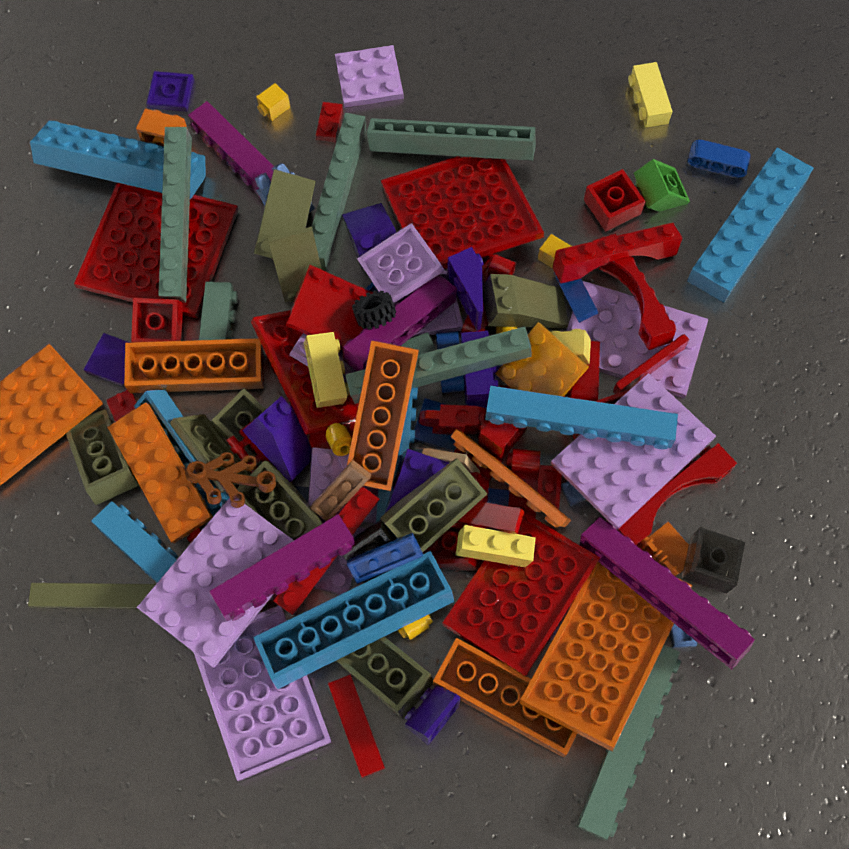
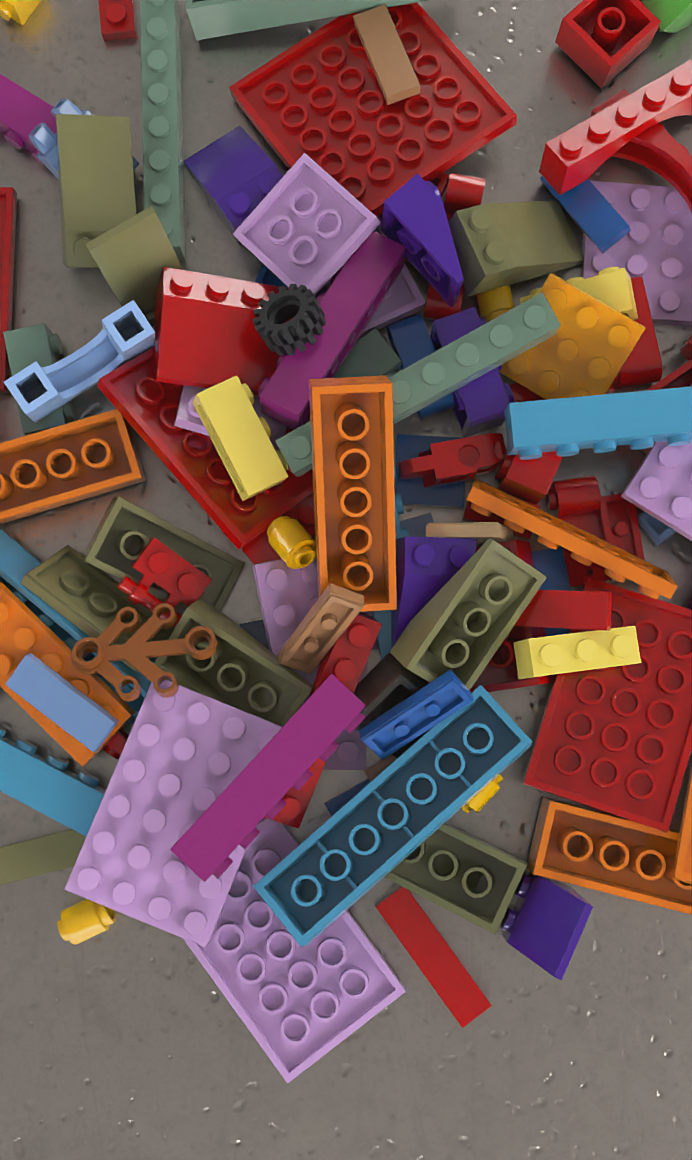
camera: 15 degrees left, 15 degrees up
(142, 641) = (84, 921): none -> yellow brick
(171, 497) = (62, 702): none -> medium blue tile
(224, 317) = (47, 388): none -> light blue arch
(281, 438) = (199, 562): dark purple slope -> none
(477, 182) = (386, 54): none -> medium nougat tile
(548, 249) = (531, 141): yellow brick -> none

